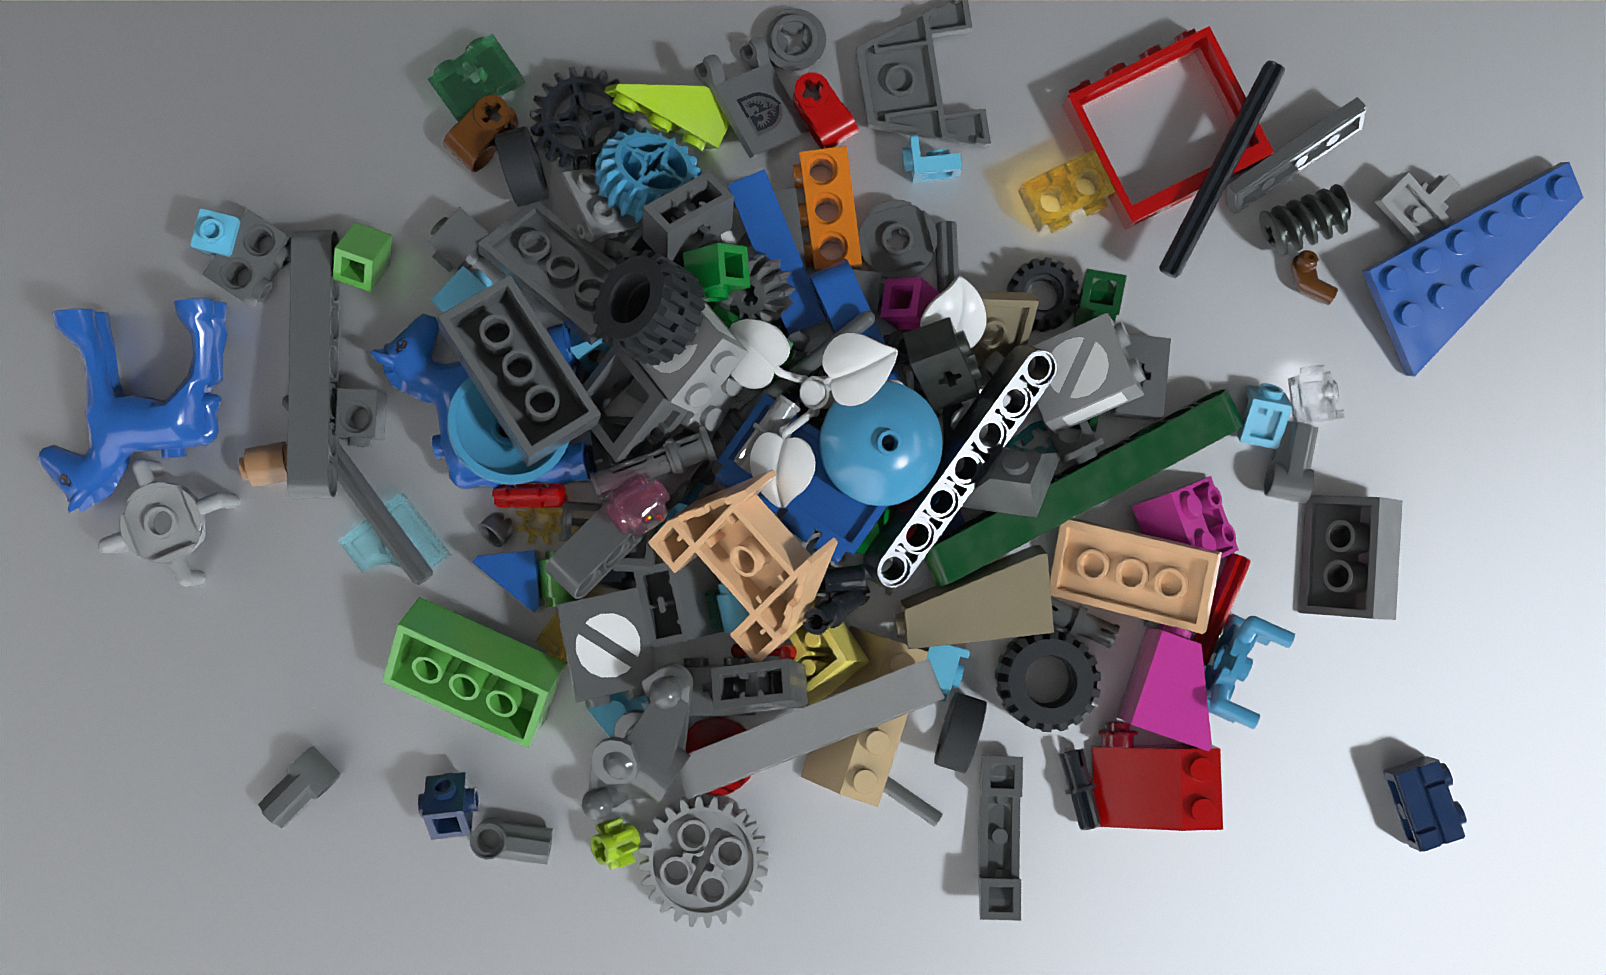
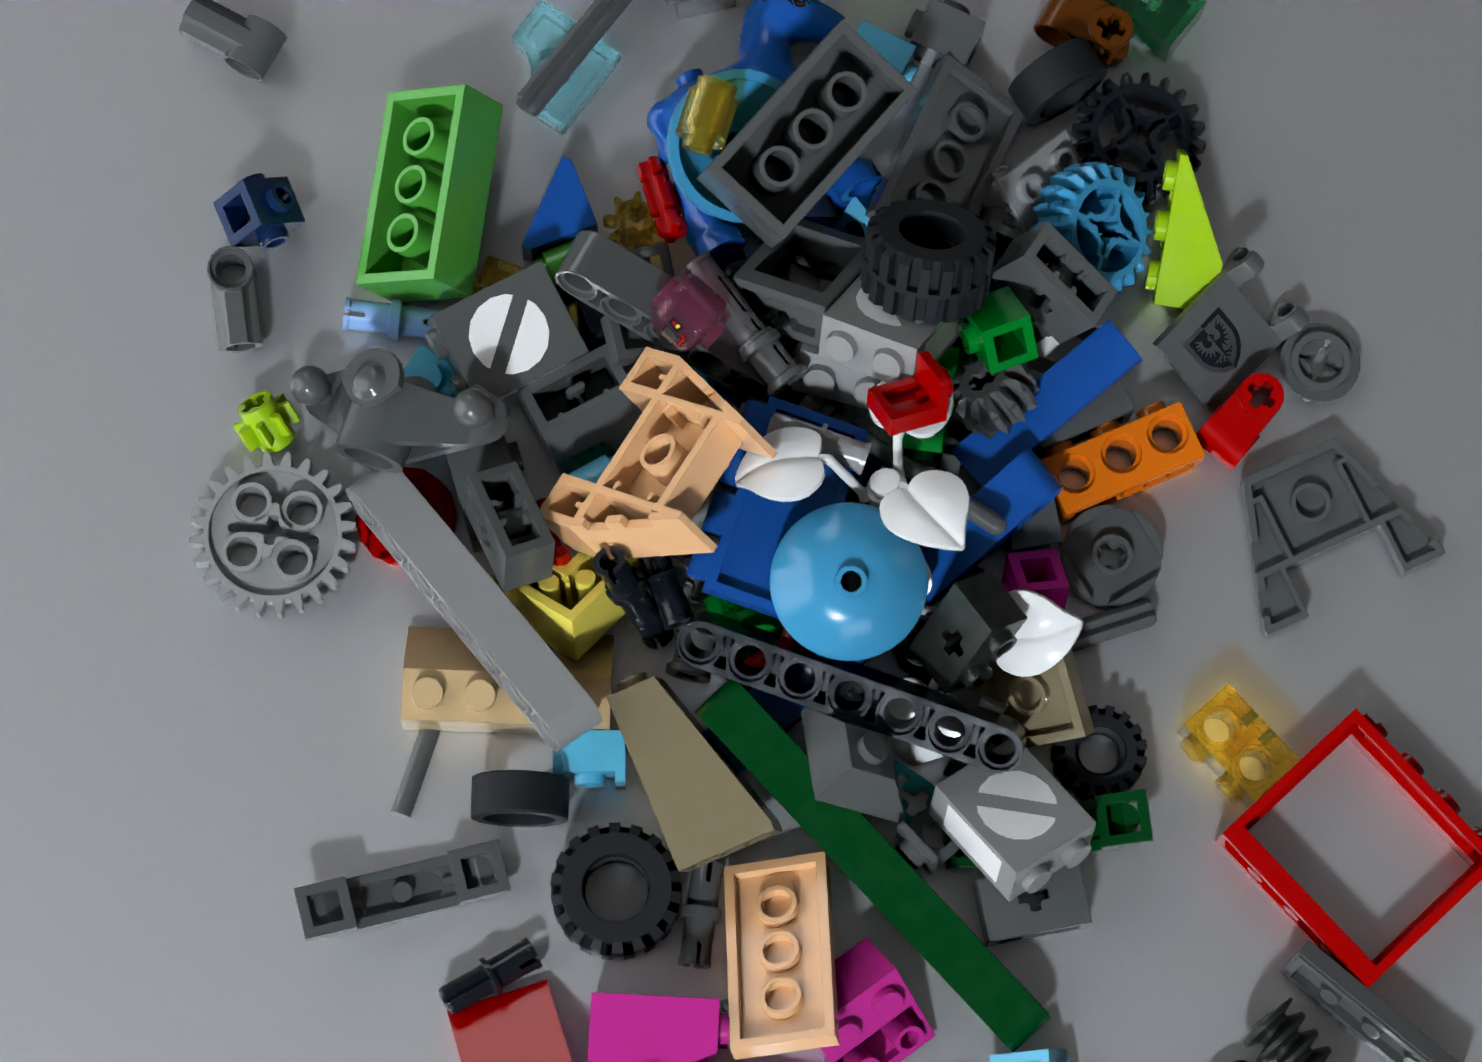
camera: 70 degrees right, 10 degrees down
(482, 444) = (707, 115): none -> clear yellow brick
(496, 529) = (610, 177): dark grey hinge -> none
(559, 726) = (388, 318): none -> light blue pin
(760, 352) = (913, 400): none -> red bracket
(935, 166) = (1219, 577): medium azure bracket -> none
(1117, 735) = (571, 1004): dark red plate -> none
(1222, 169) = (1324, 923): black axle -> none

